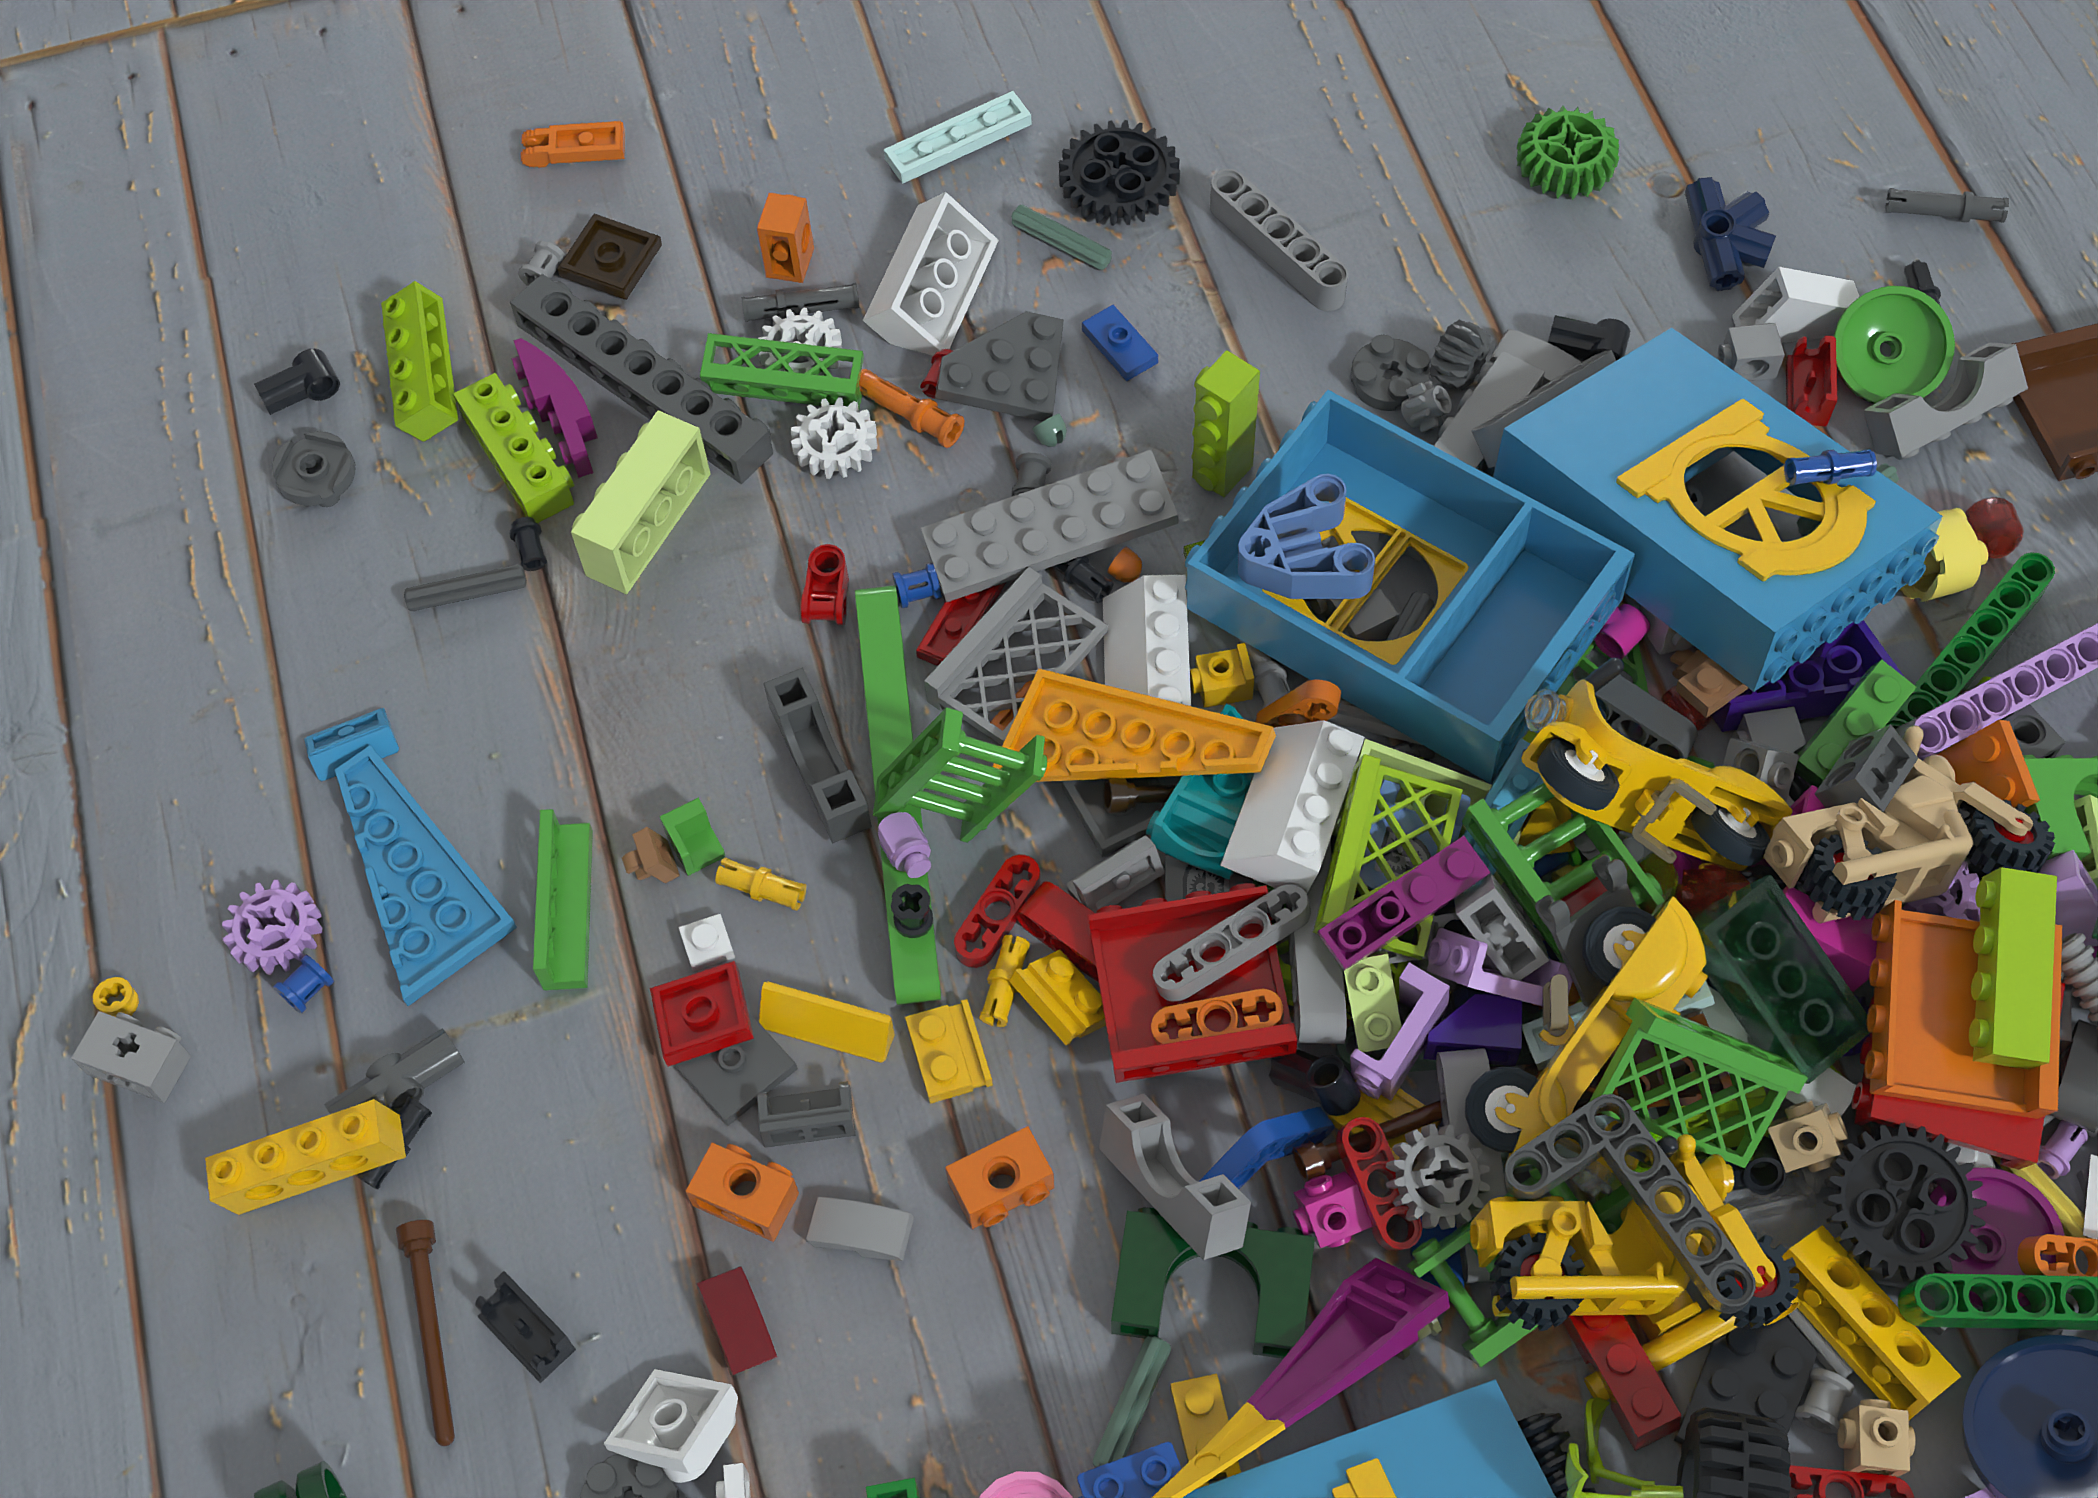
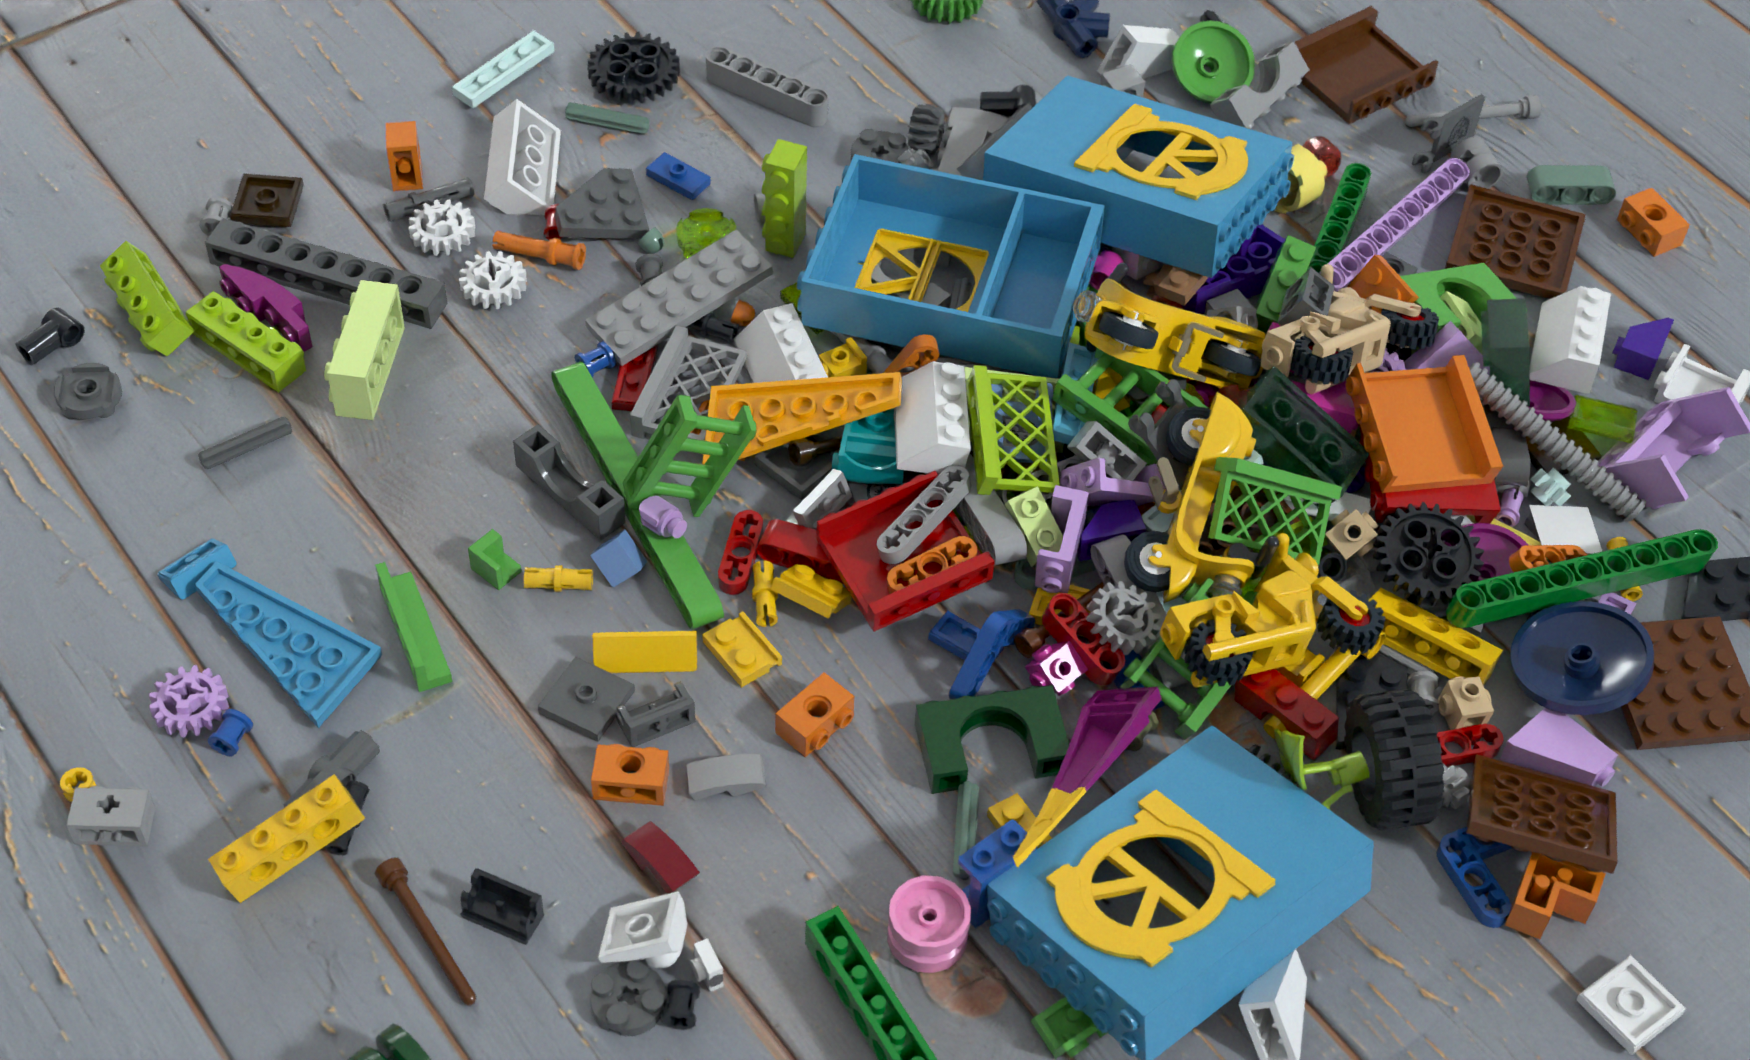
camera: 25 degrees left, 10 degrees down
(526, 535) = (279, 395): black pin -> none
(573, 143) = (205, 132): orange hinge -> none
(651, 857) = (470, 580): medium nougat tile -> none
(701, 1013) = (550, 670): red tile -> none
(706, 942) = (533, 627): white plate -> none
(776, 384) = (438, 250): bright green fence -> none
(825, 593) = (527, 374): red piece -> none
(842, 878) = (618, 558): none -> medium blue panel
(909, 913) = (685, 555): black bush -> none
(1112, 421) = (691, 230): none -> clear neon green plate
(1140, 1145) = (908, 663): light grey arch -> none
(1223, 1115) = (955, 635): none -> blue plate
(1286, 552) = (869, 257): medium blue connector -> none
(1317, 1079) = (1018, 588): black piece -> none
(1403, 903) = (1037, 450): magenta slope -> none
(1642, 1188) = (1266, 571): dark grey beam -> none
(1812, 381) = (1168, 88): red hinge -> none
(1830, 467) = (1210, 126): blue pin -> none
(2014, 968) = (1445, 387): lime brick -> none

